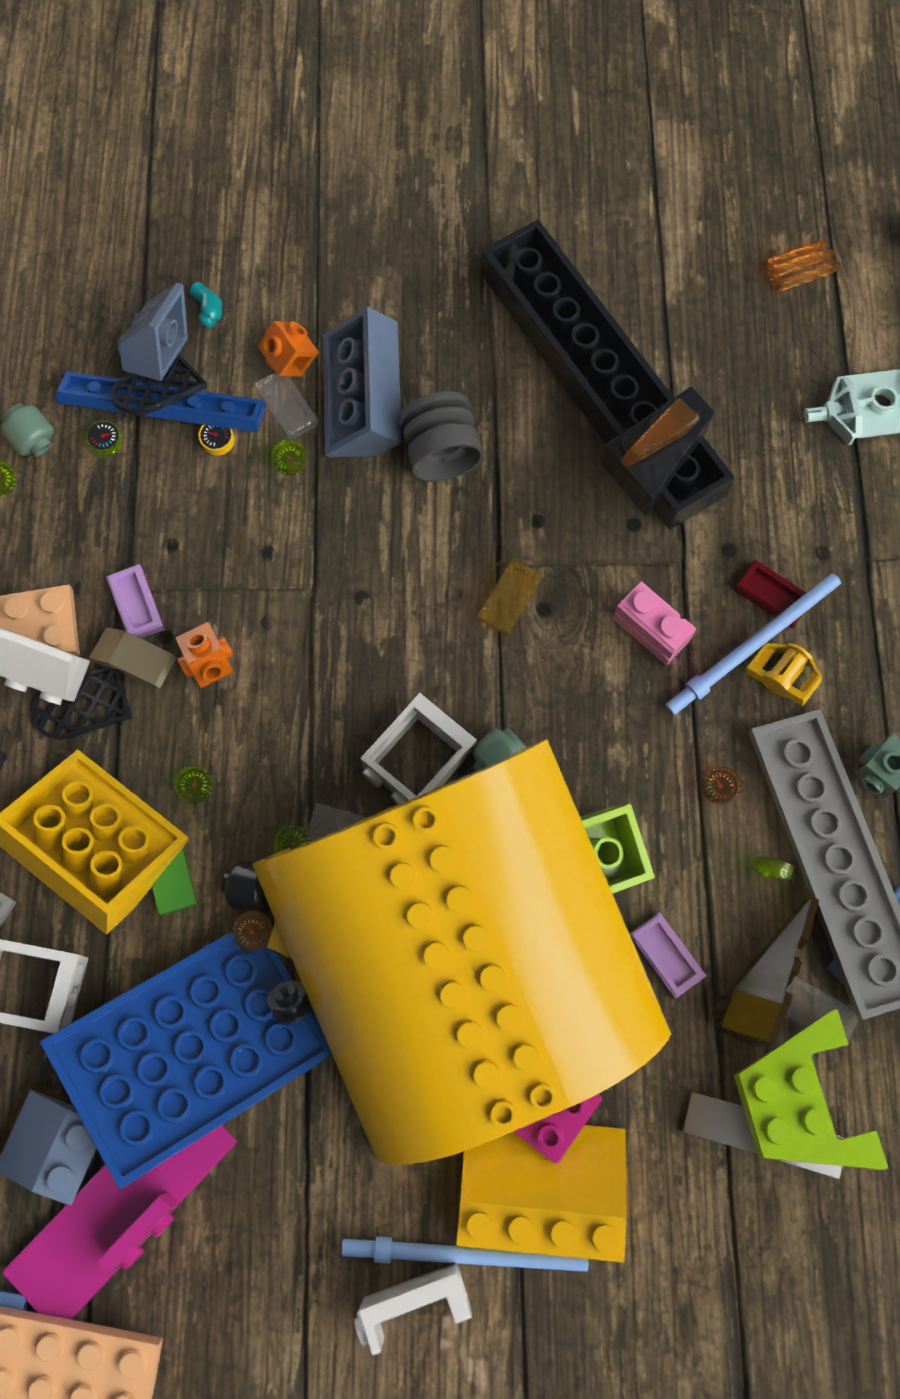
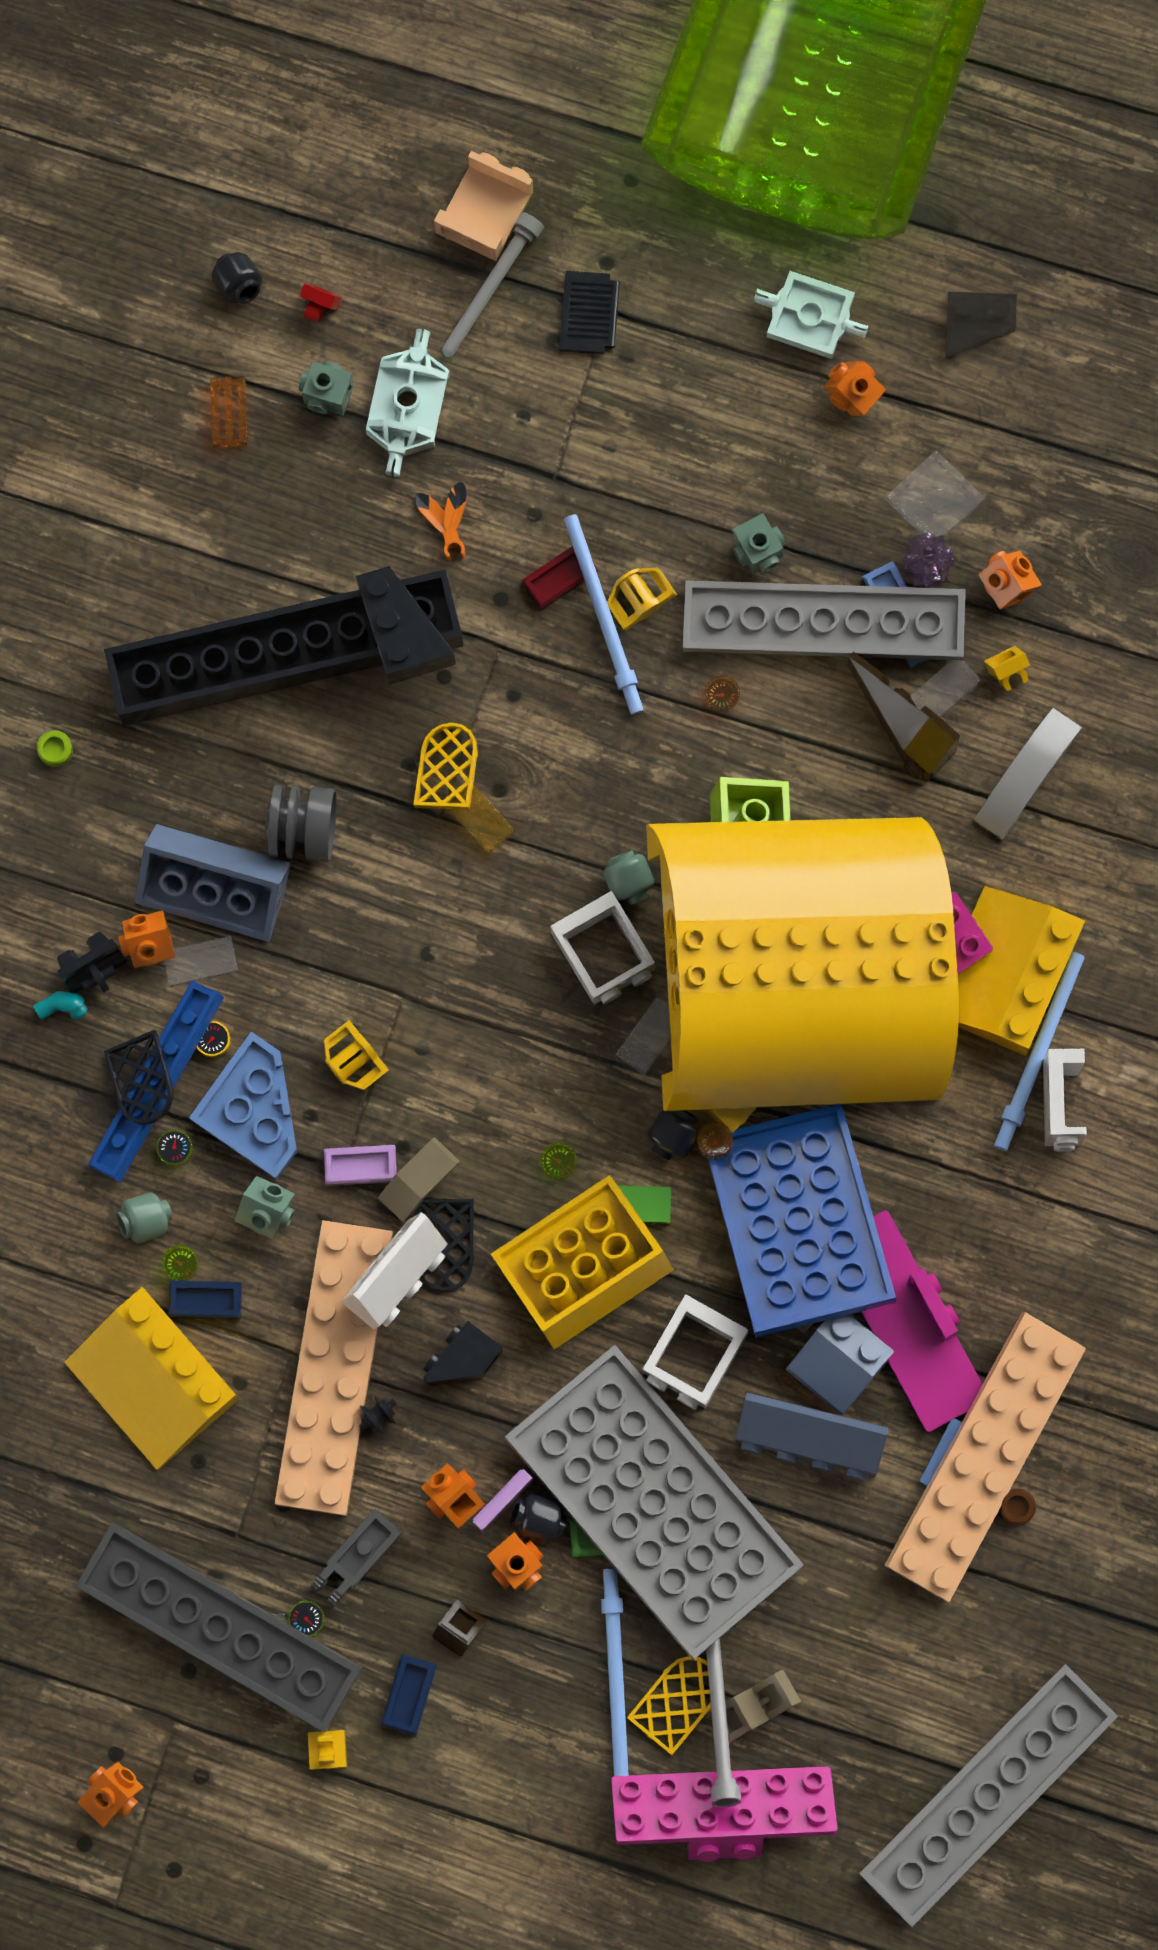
camera: 65 degrees left, 5 degrees up
(62, 527) = (265, 1207): none -> sand green brick
(155, 335) = (89, 1062): sand blue slope -> none
(159, 488) = (251, 1107): none -> medium blue plate
(204, 655) = (443, 1110): orange brick -> none
(244, 570) = (367, 1054): none -> yellow piece
(246, 312) = (92, 967): none -> black hips
(289, 457) = (258, 976): clear neon green tile -> none
(289, 837) = (645, 1087): clear neon green tile -> none
(289, 1002) = (788, 1124): black wheel -> none
(439, 228) = (54, 748): none -> lime tile
(547, 530) = (443, 804): none -> yellow window
(653, 623) = (554, 695): bright pink brick -> none
(667, 955) = (854, 797): lavender tile -> none
(669, 427) = (400, 618): clear orange slope -> none
(773, 869) = (812, 678): clear neon green tile -> none
(784, 477) = (448, 520): none -> orange piece
(789, 1108) = (1011, 744): lime wing -> none
(861, 330) = (326, 388): none -> sand green brick
(874, 1070) = (1007, 663): none -> yellow tile

